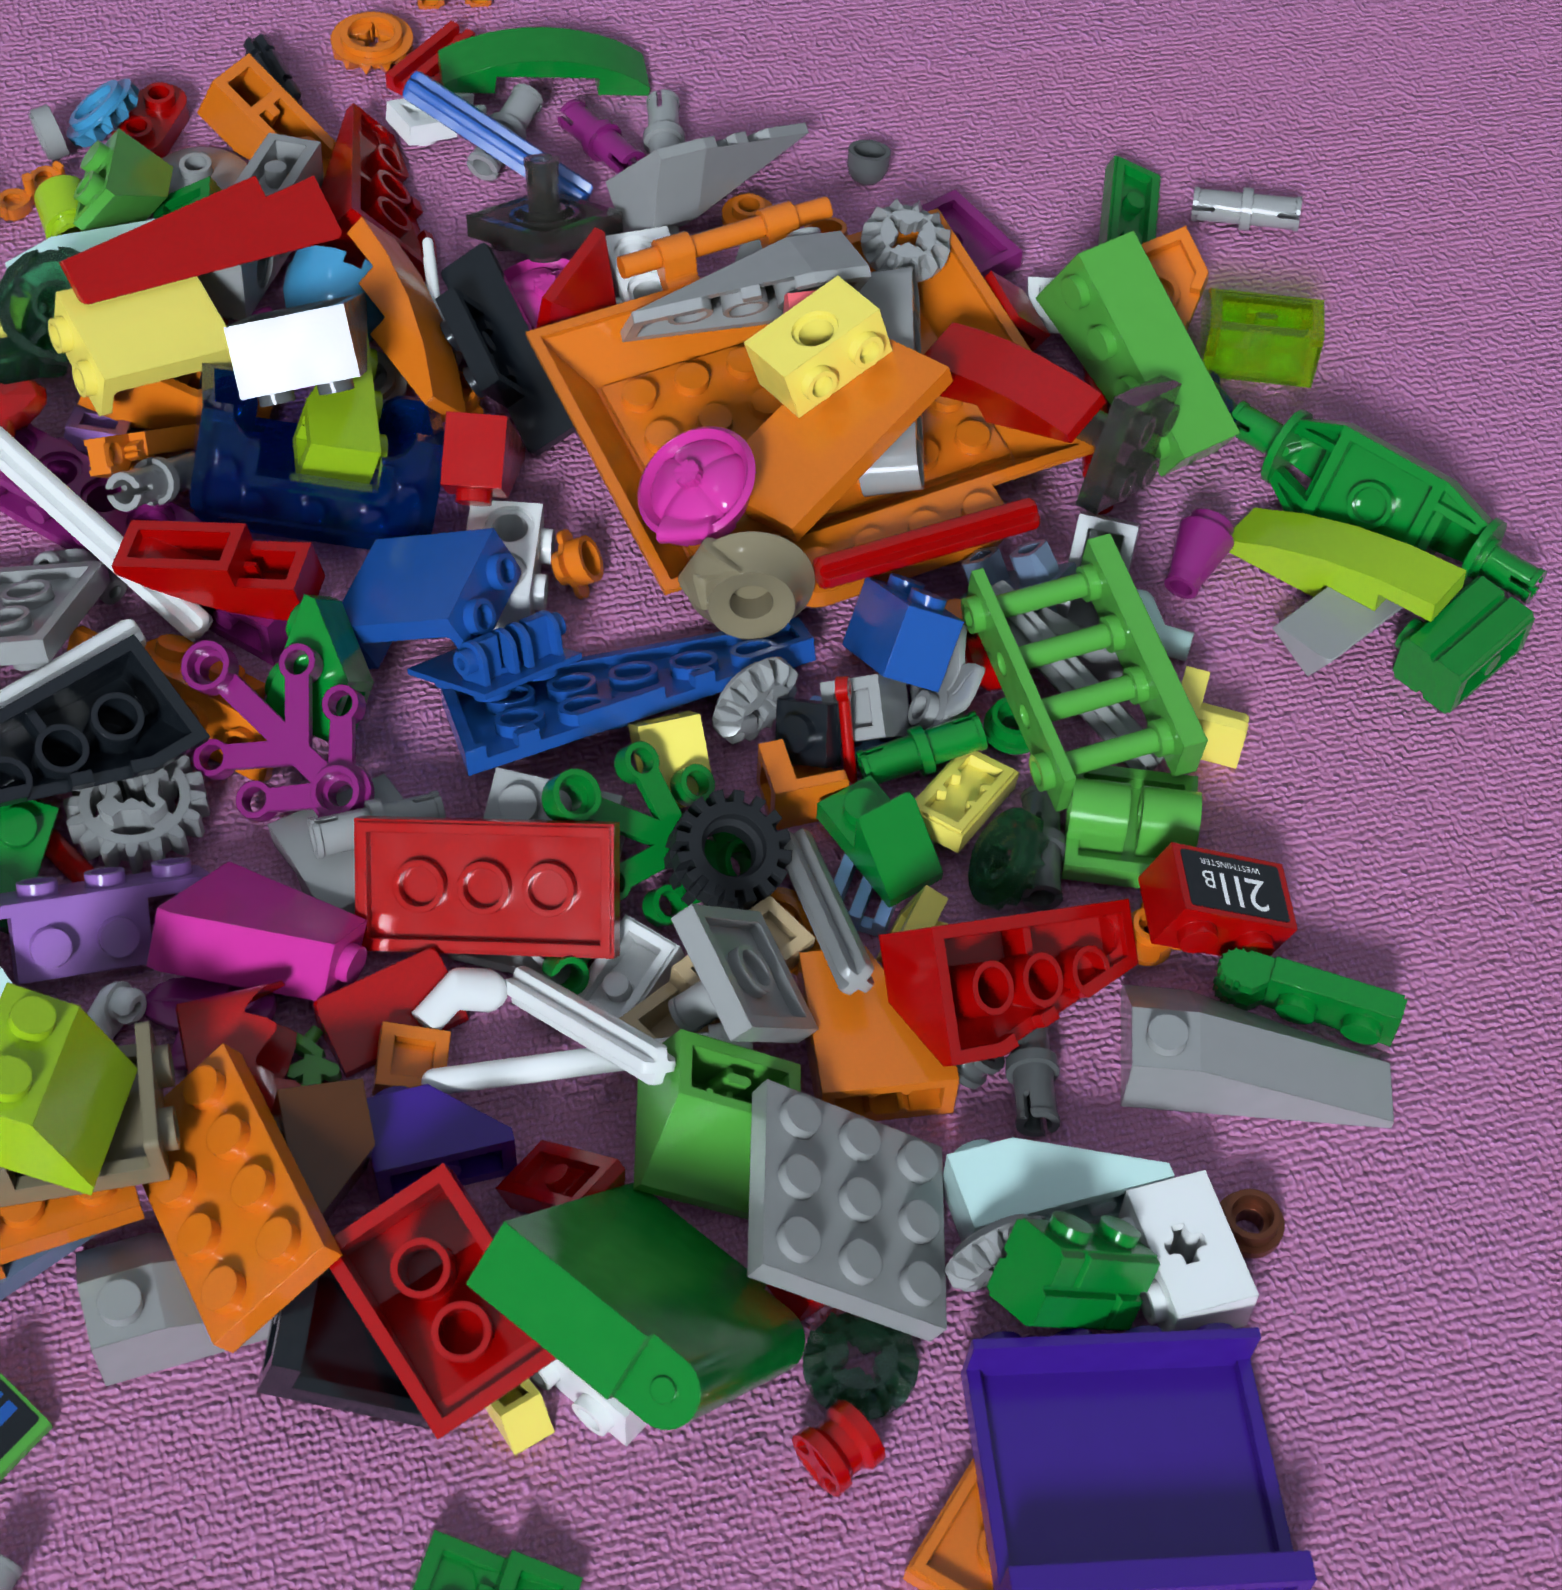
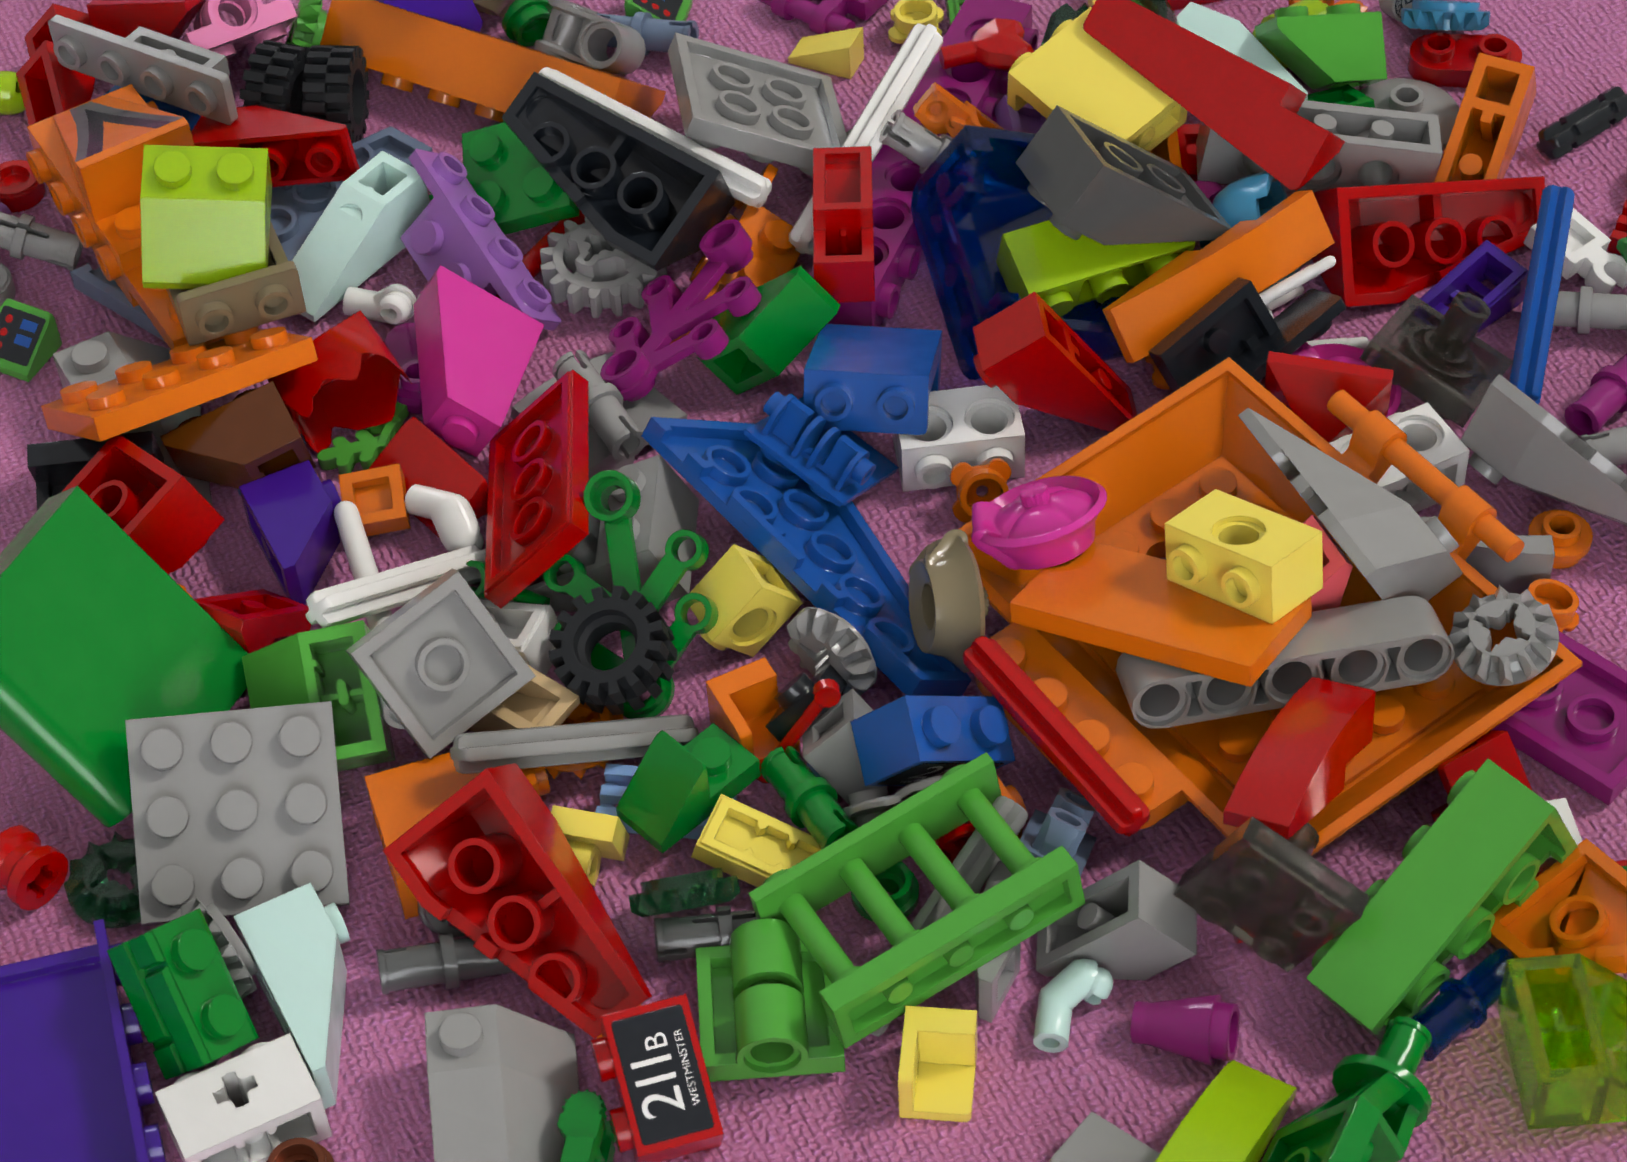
camera: 85 degrees right, 5 degrees down
(445, 165) = (1482, 264): none -> dark purple slope

